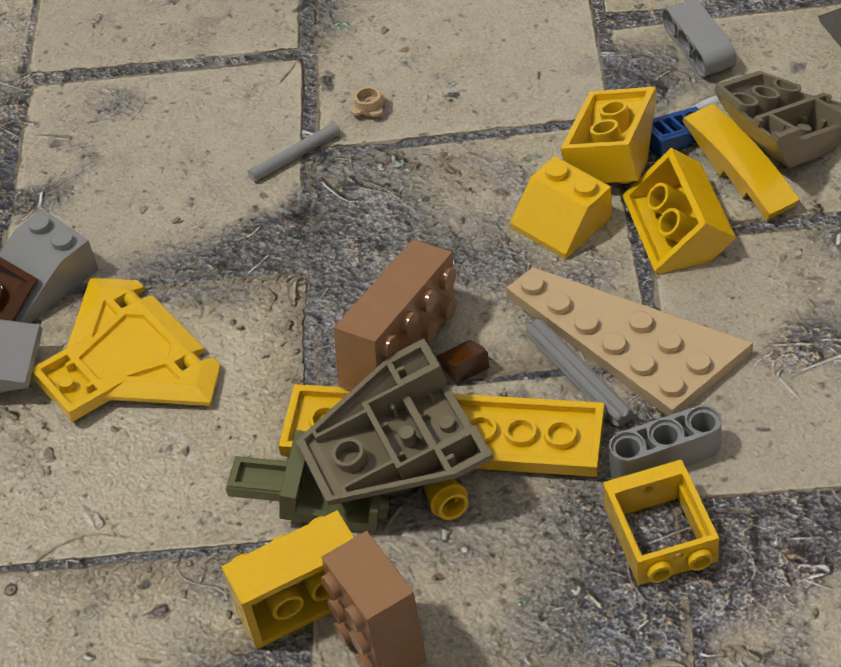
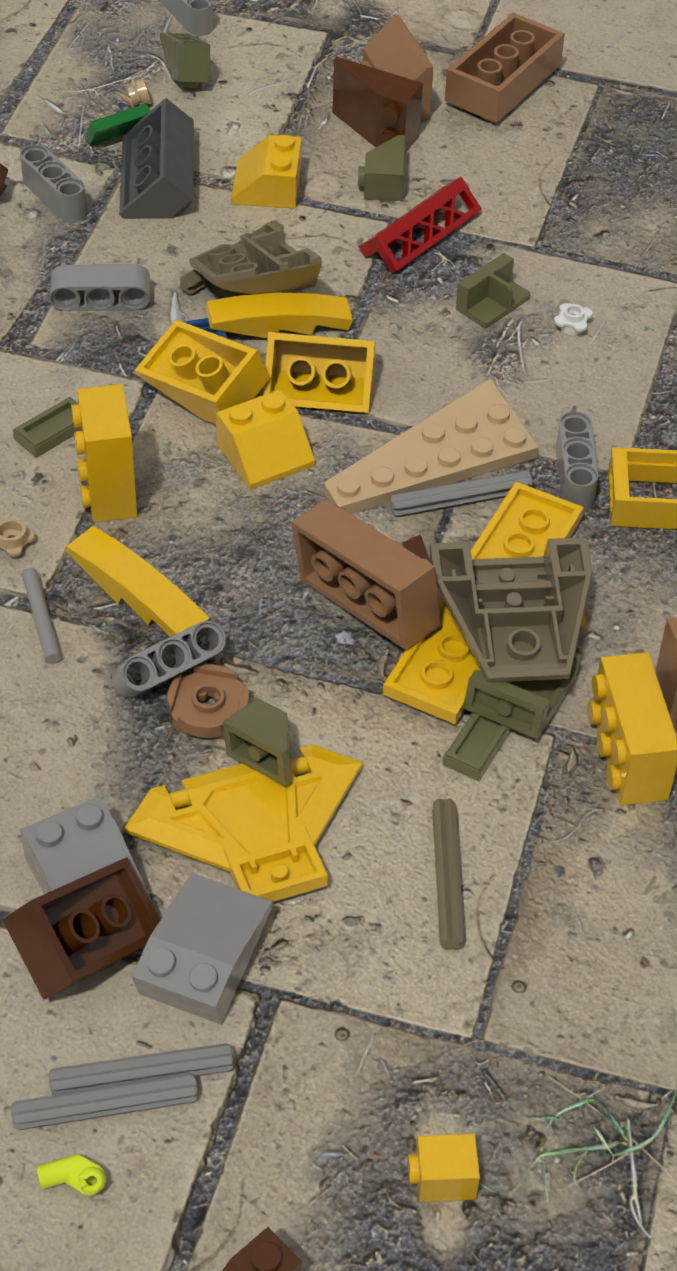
camera: 80 degrees left, 0 degrees up
(108, 499) = (448, 874): none -> dark tan axle
(193, 324) = (260, 740): none -> olive slope
(237, 297) = (200, 719): none -> medium nougat plate
(274, 245) = (182, 646): none -> light grey beam
(342, 190) = (135, 581): none -> yellow slope
(453, 104) = (106, 453): none -> yellow brick
(512, 79) = (47, 428): none -> olive tile

